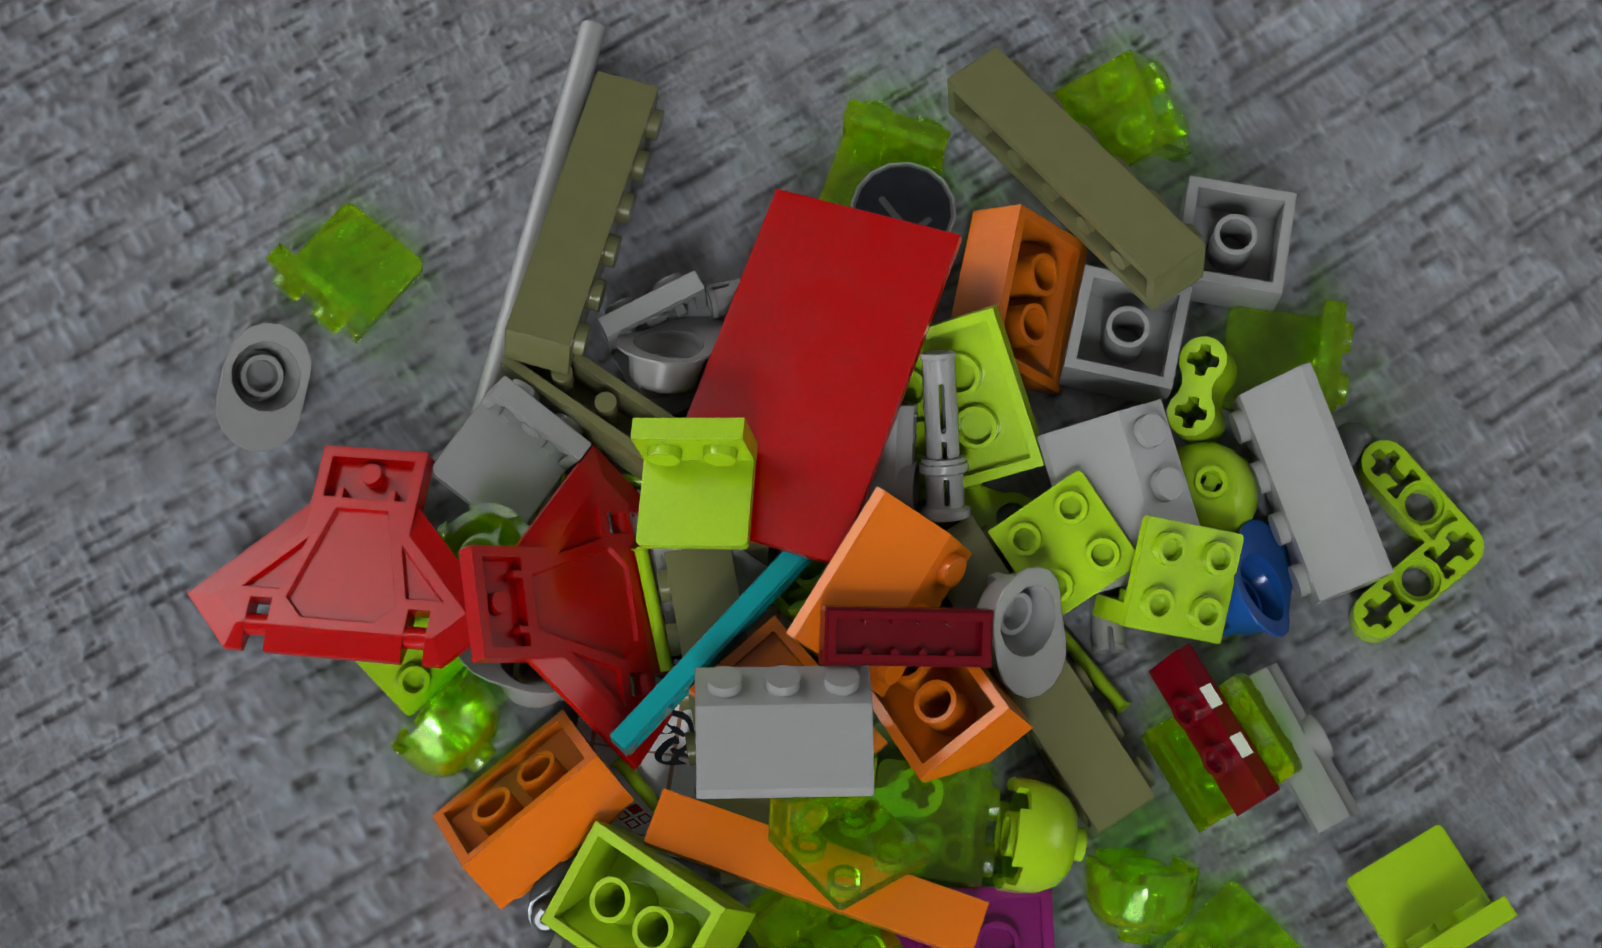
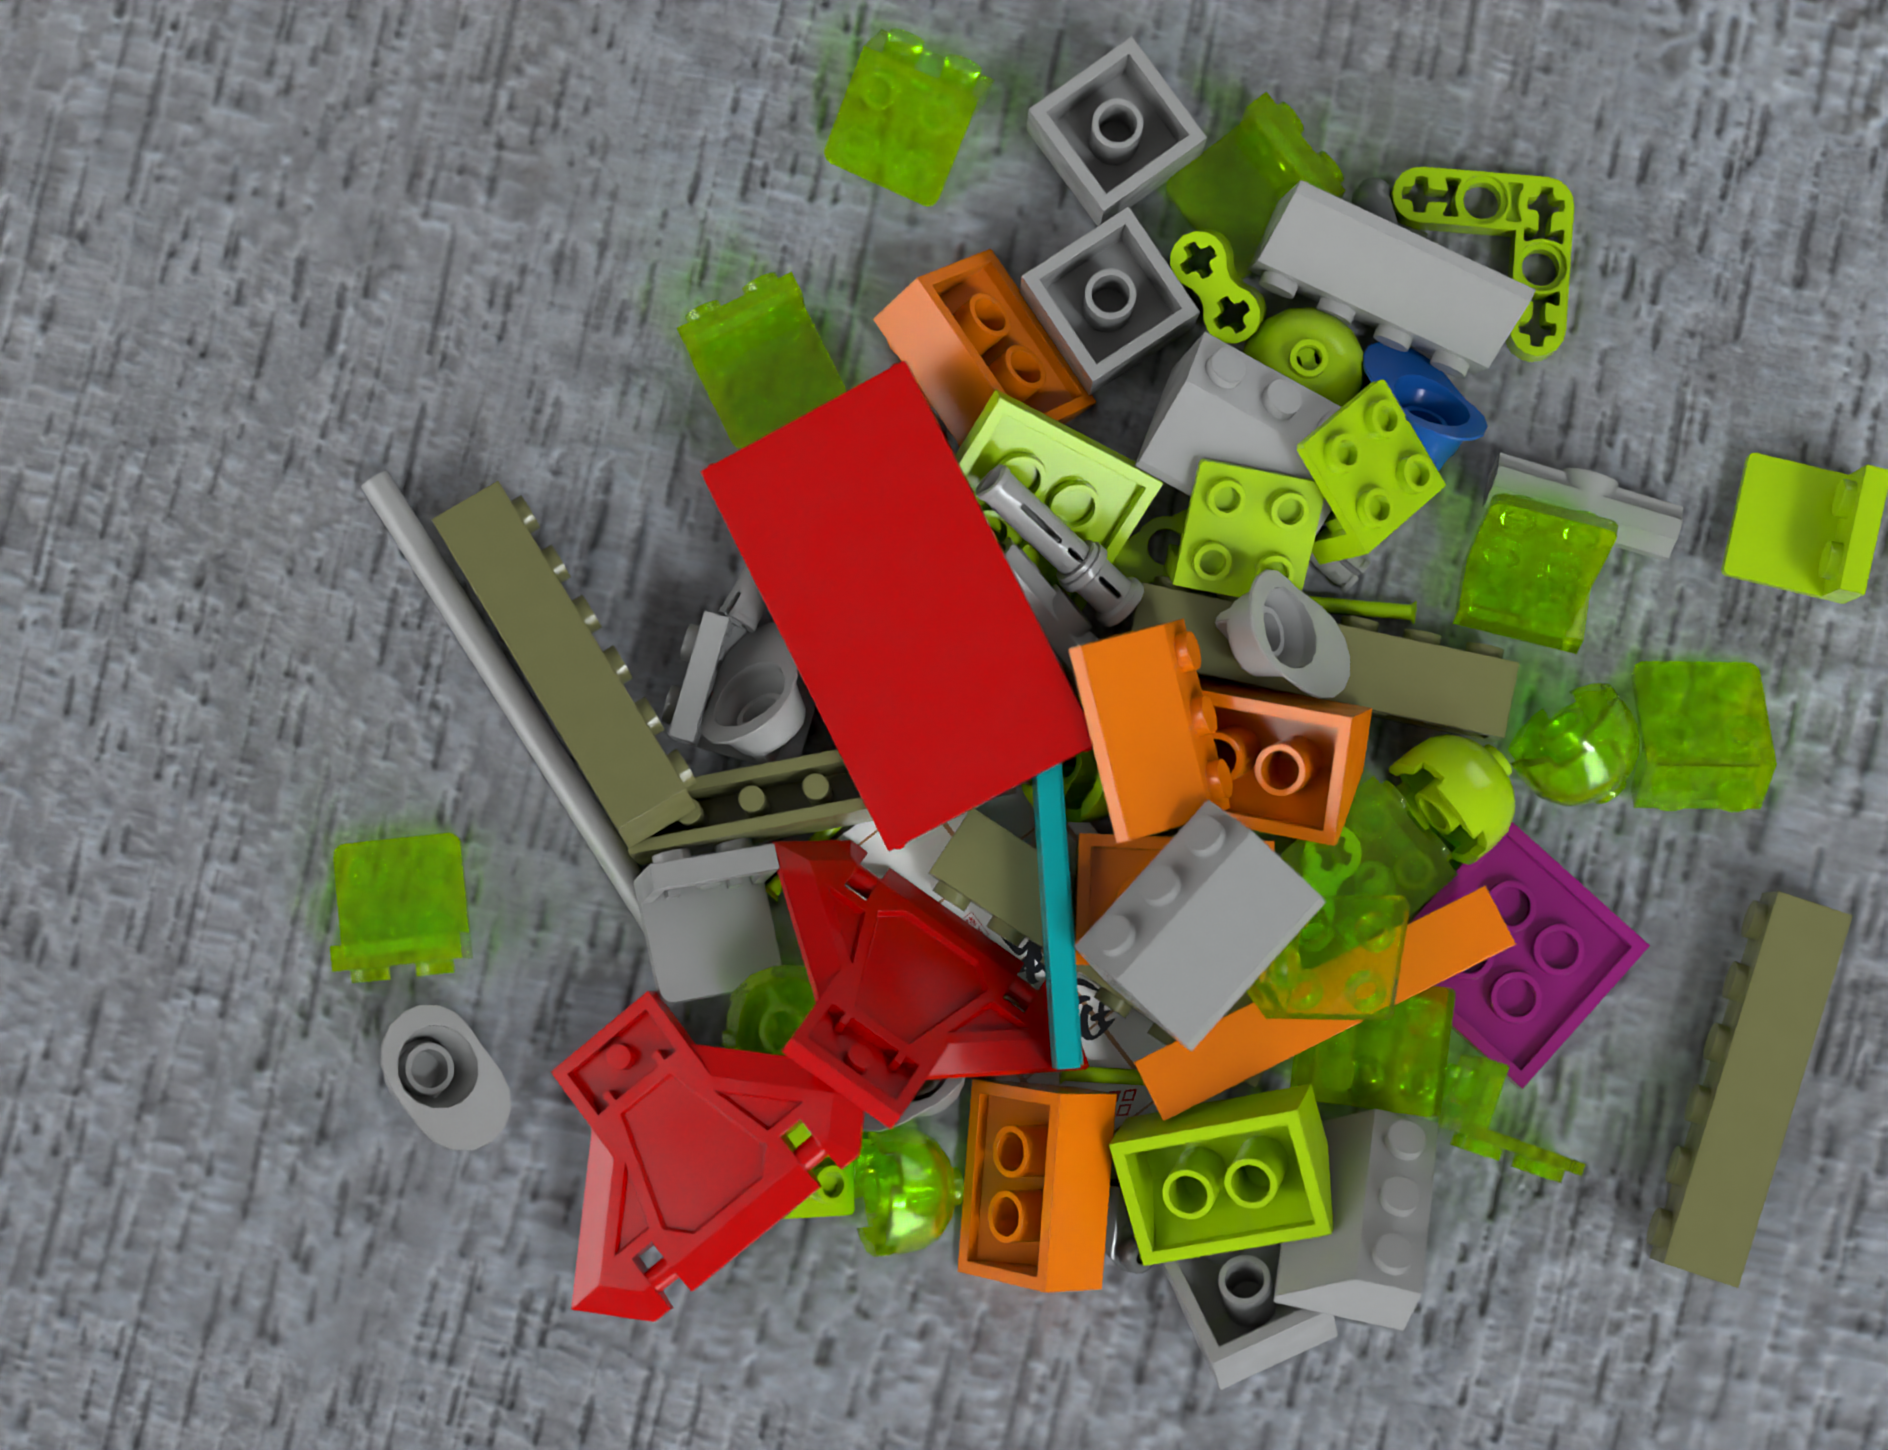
camera: 50 degrees left, 10 degrees up
(653, 609) = (960, 922): lime piece -> none
(695, 482) = (913, 797): lime bracket -> none
(905, 636) = (1214, 746): dark red plate -> none
(908, 194) = (809, 366): black tile -> none
(1077, 178) = (934, 205): olive brick -> none
(1213, 730) = (1510, 561): dark red plate -> none

